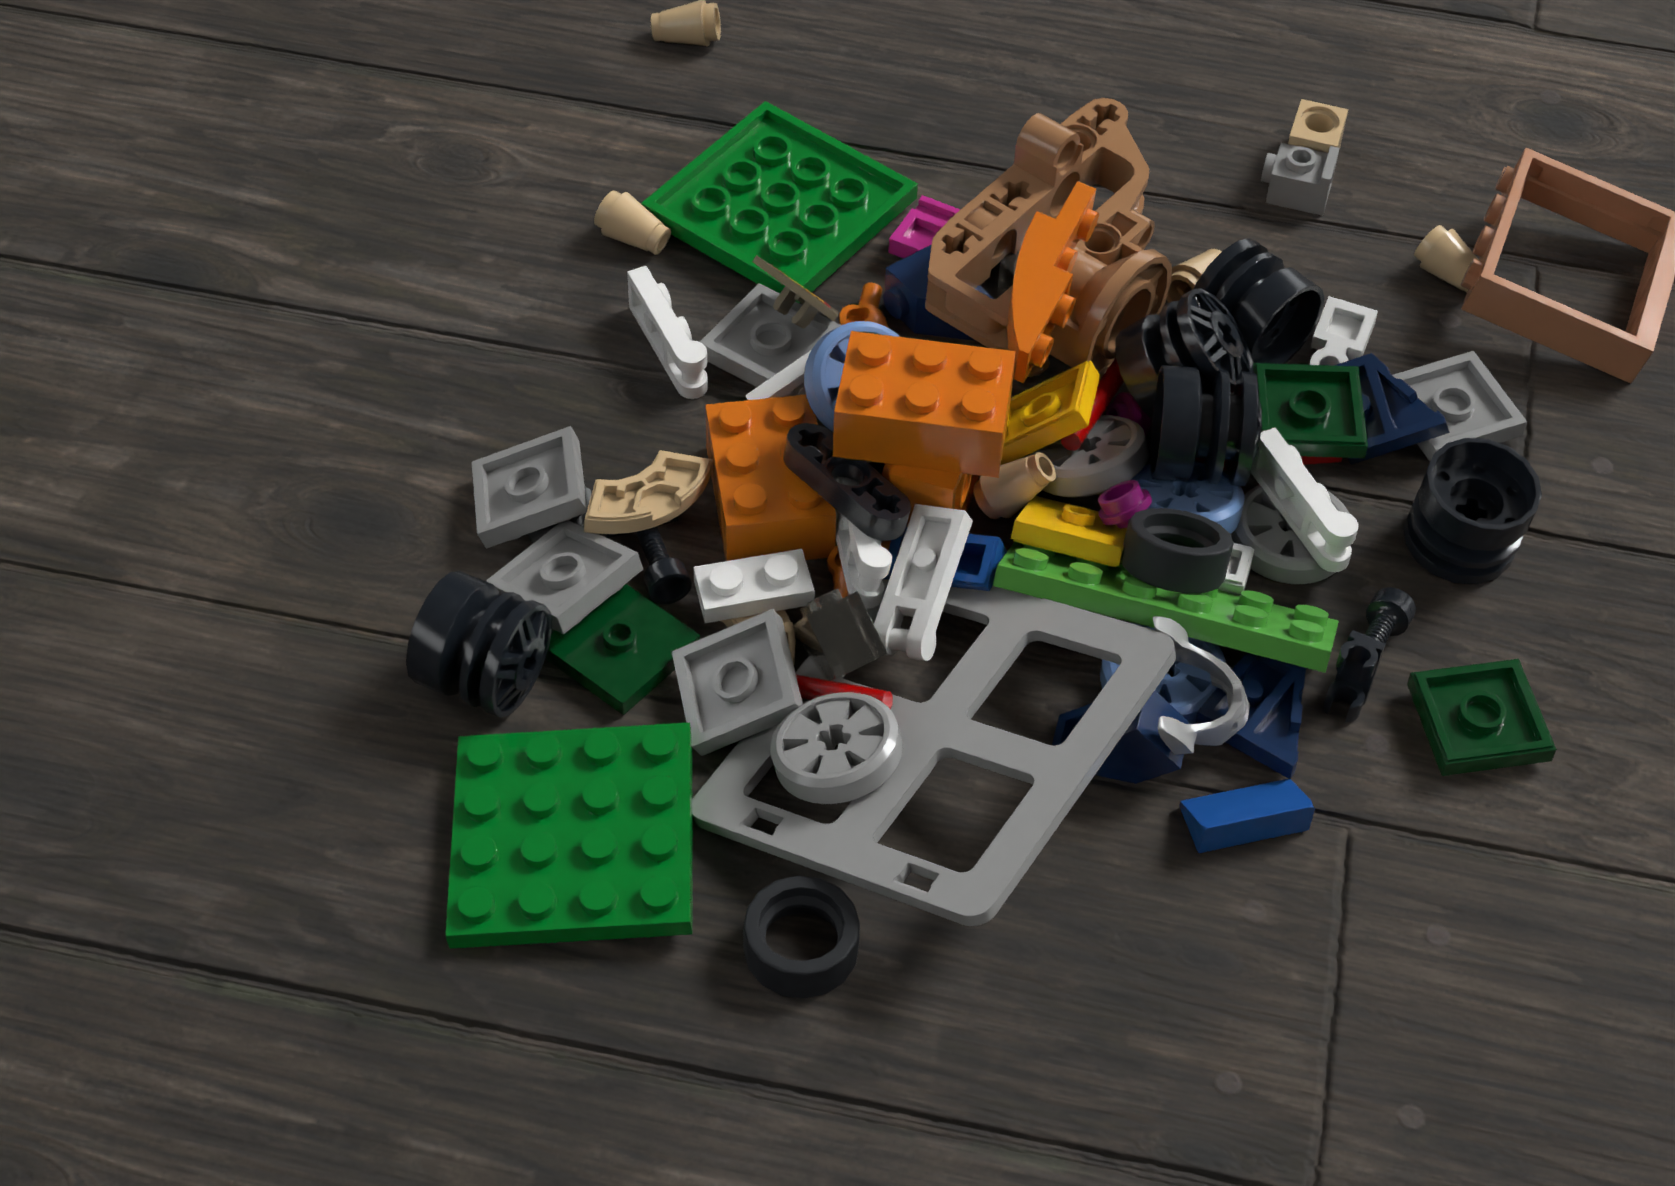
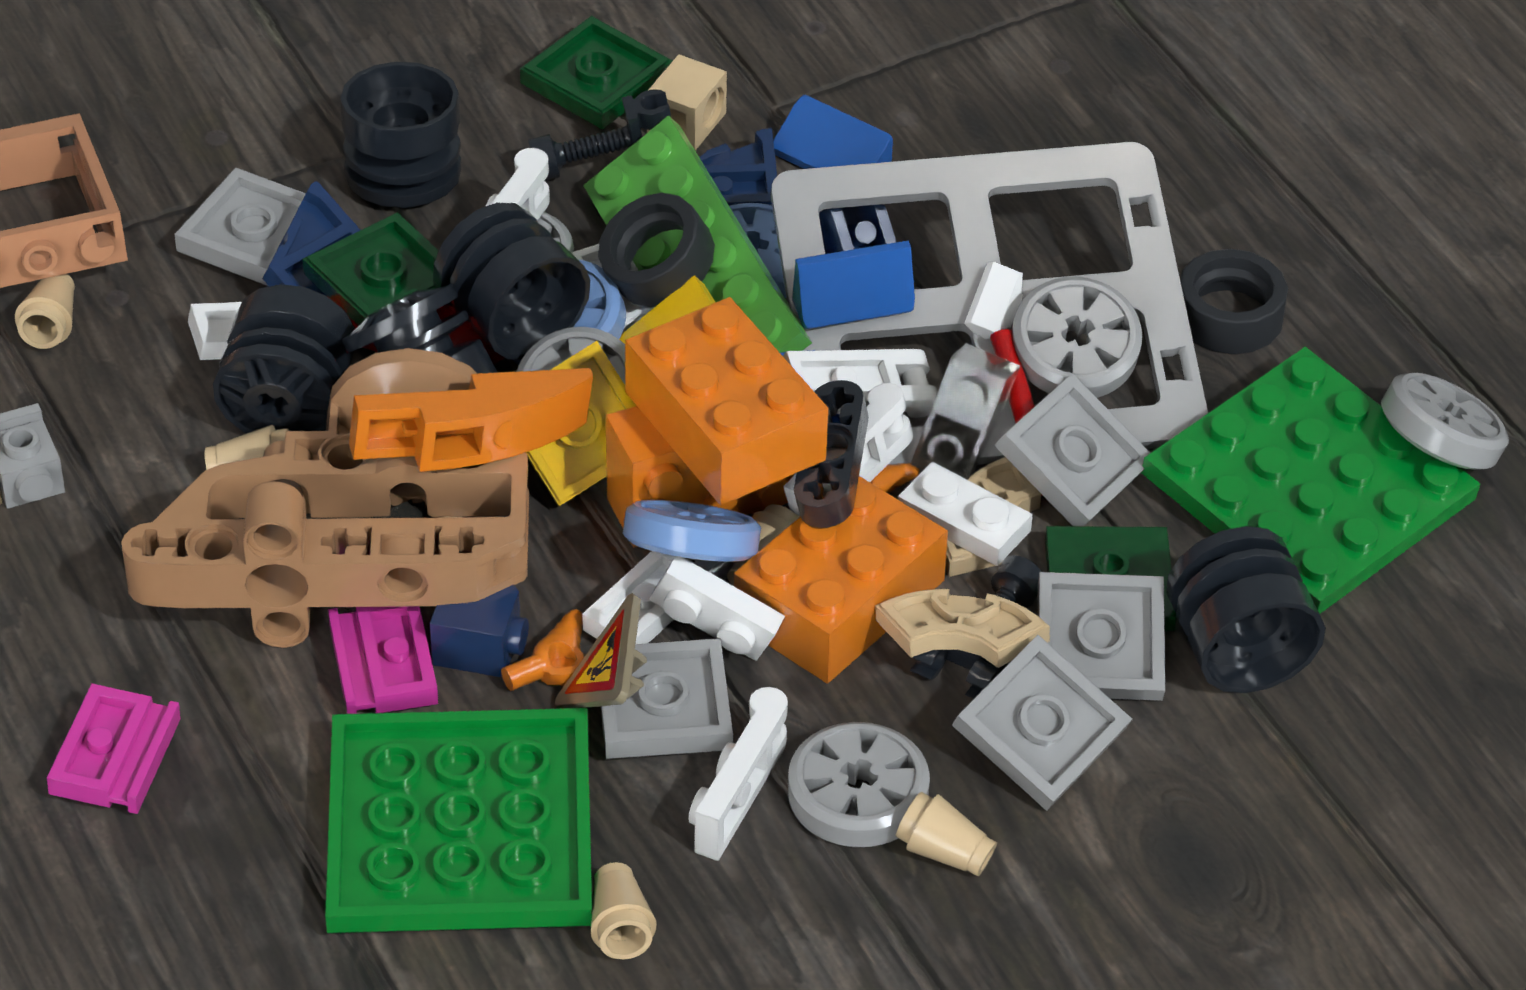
camera: 130 degrees left, 5 degrees down
(478, 956) = (1444, 421): none -> light grey wheel
(511, 395) = (944, 834): none -> tan cone
(623, 375) = (852, 753): none -> light grey wheel
(923, 721) = (995, 300): none -> white piece
(997, 96) = (113, 748): none -> dark pink plate
(1012, 624) = (854, 285): none -> blue slope
(1122, 502) = (627, 295): magenta plate -> none
(1182, 736) = (768, 165): light grey helmet -> none
(1383, 741) = (694, 96): none -> tan brick

